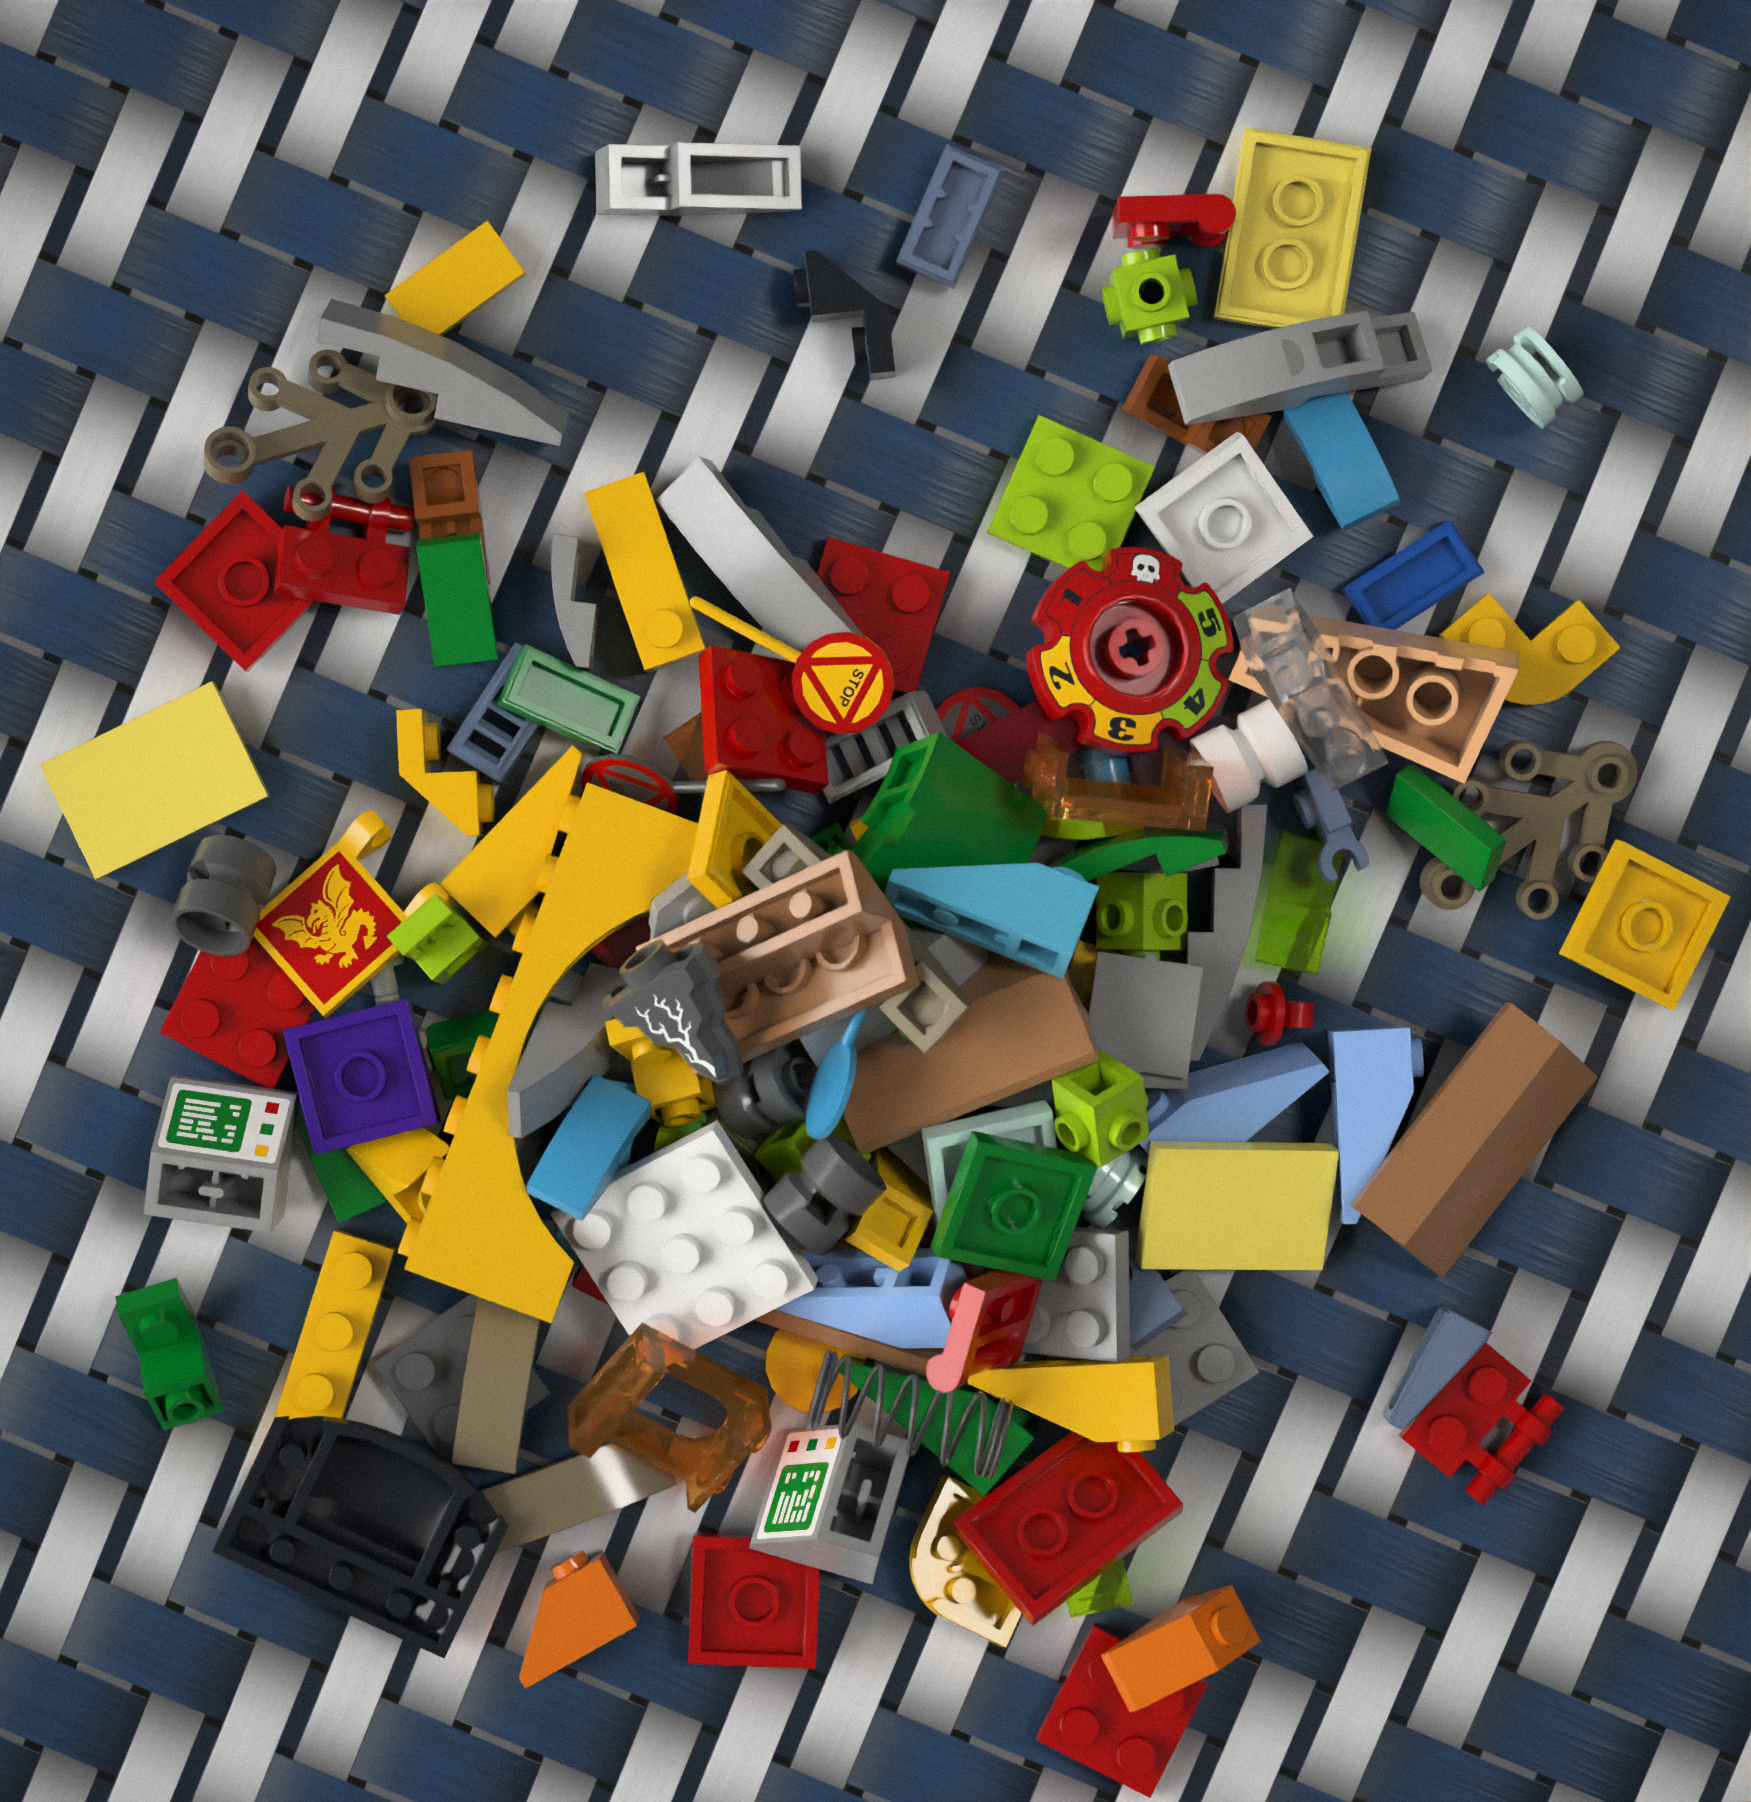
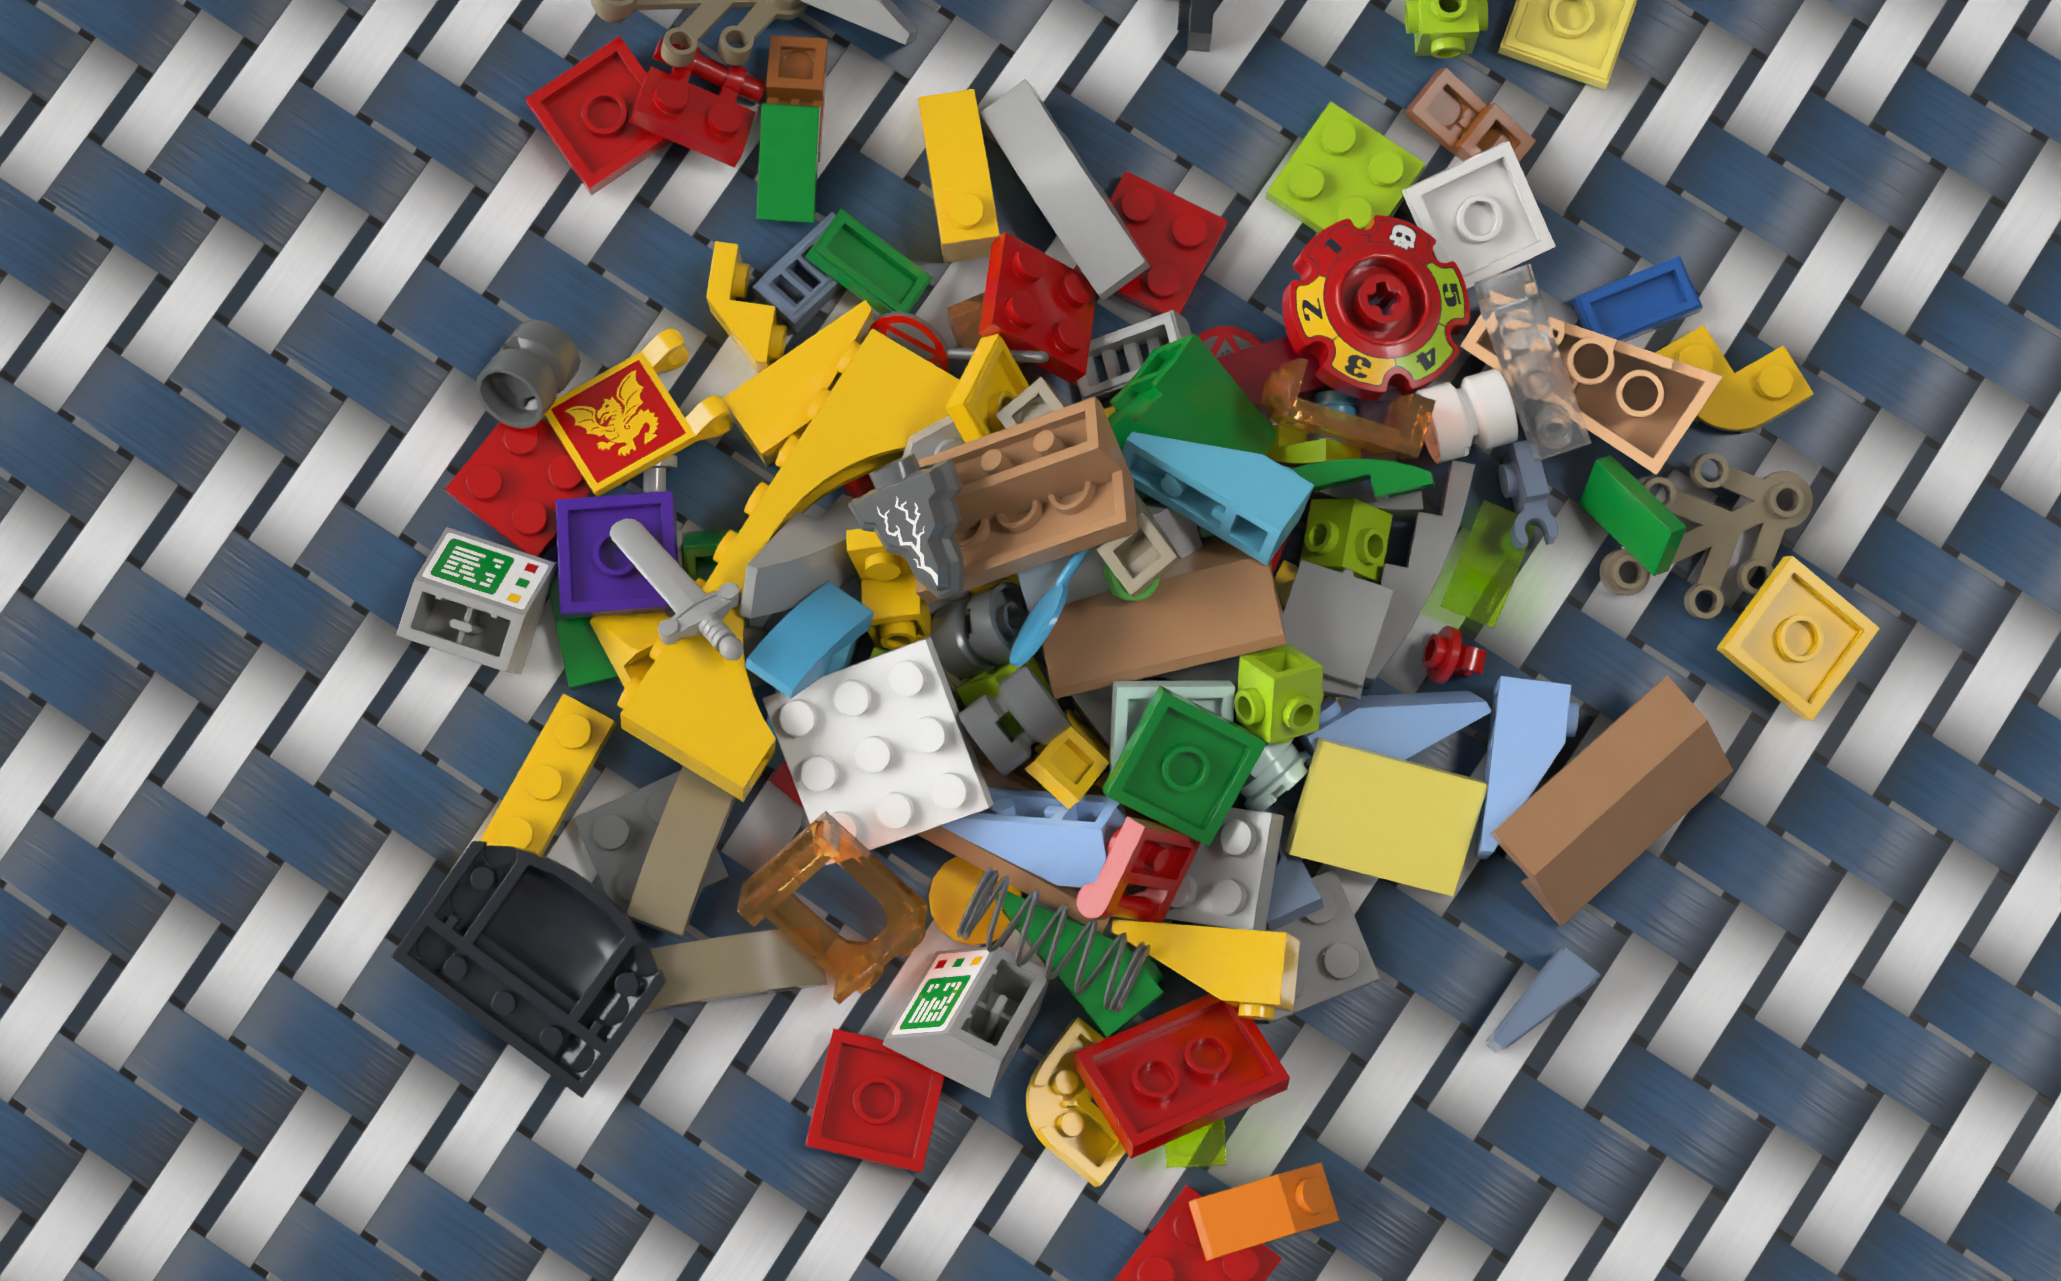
camera: 10 degrees right, 10 degrees down
(155, 780) = (488, 272): light yellow tile -> none
(170, 1354) = (392, 776): green slope -> none
(438, 939) = (711, 446): lime slope -> none
(462, 1141) = (694, 609): none -> light grey sword
(576, 619) = (891, 194): light grey slope -> none
(576, 1615) = (709, 1082): orange slope -> none
(836, 681) = (1112, 282): piece -> none
(1297, 363) = (1568, 87): light grey slope -> none
(1342, 458) = (1593, 183): dark azure slope -> none
(1465, 1413) = (1564, 1050): red plate -> none
(1535, 377) = (1775, 144): light aqua wheel -> none

